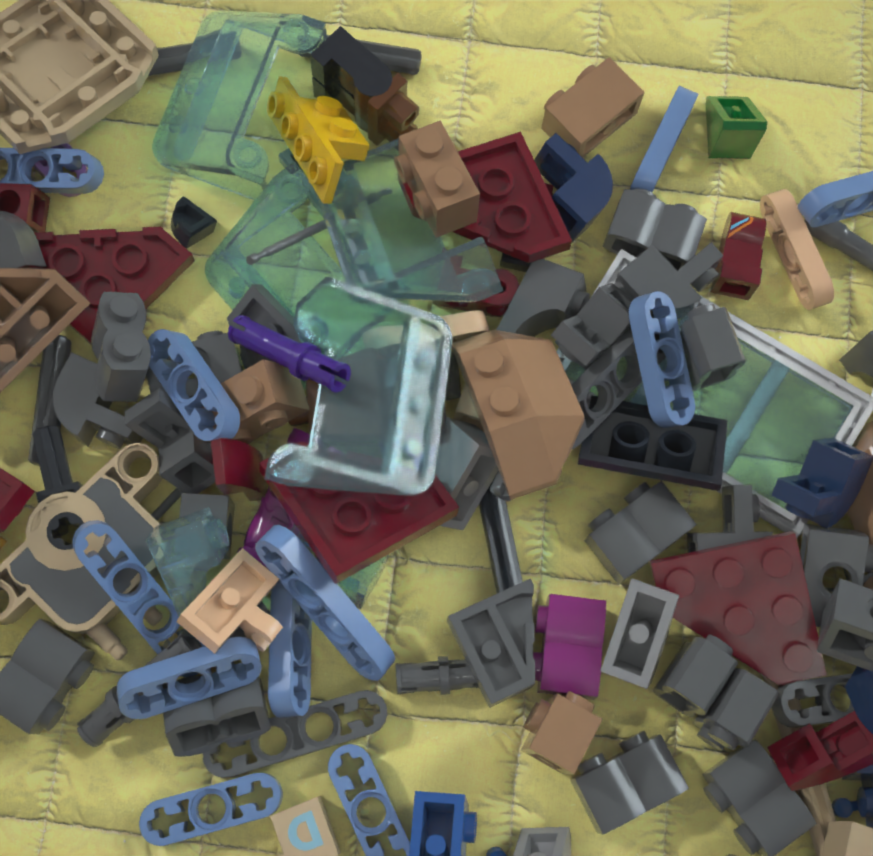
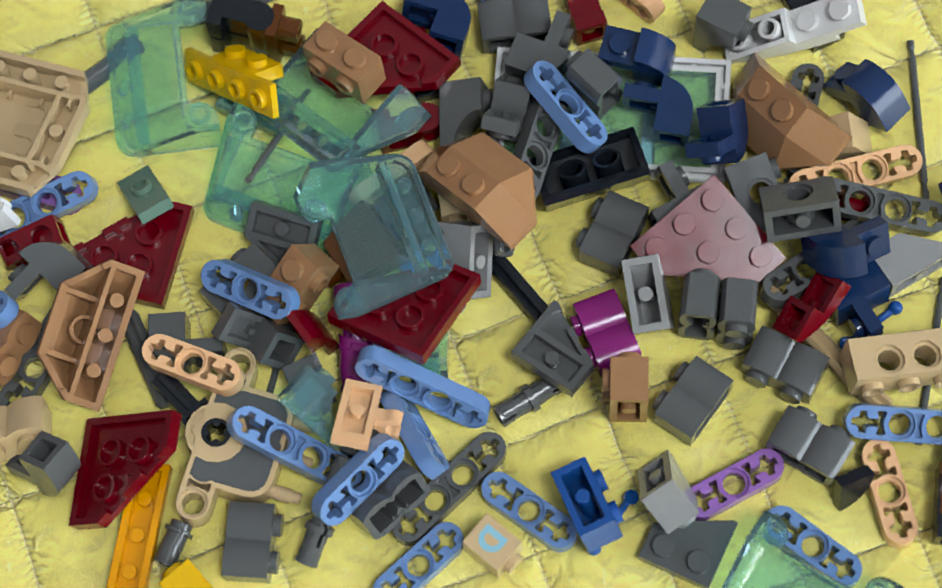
camera: 15 degrees left, 5 degrees down
(63, 432) = (184, 351): none -> light nougat beam
(120, 346) = (184, 289): dark grey brick -> none
(147, 215) = (145, 194): none -> sand green plate
(190, 223) = (177, 185): black tile -> none
(301, 359) = (318, 231): dark purple pin -> none
(783, 423) = (670, 104): none -> dark blue brick
(785, 343) = (643, 52): none -> dark blue brick

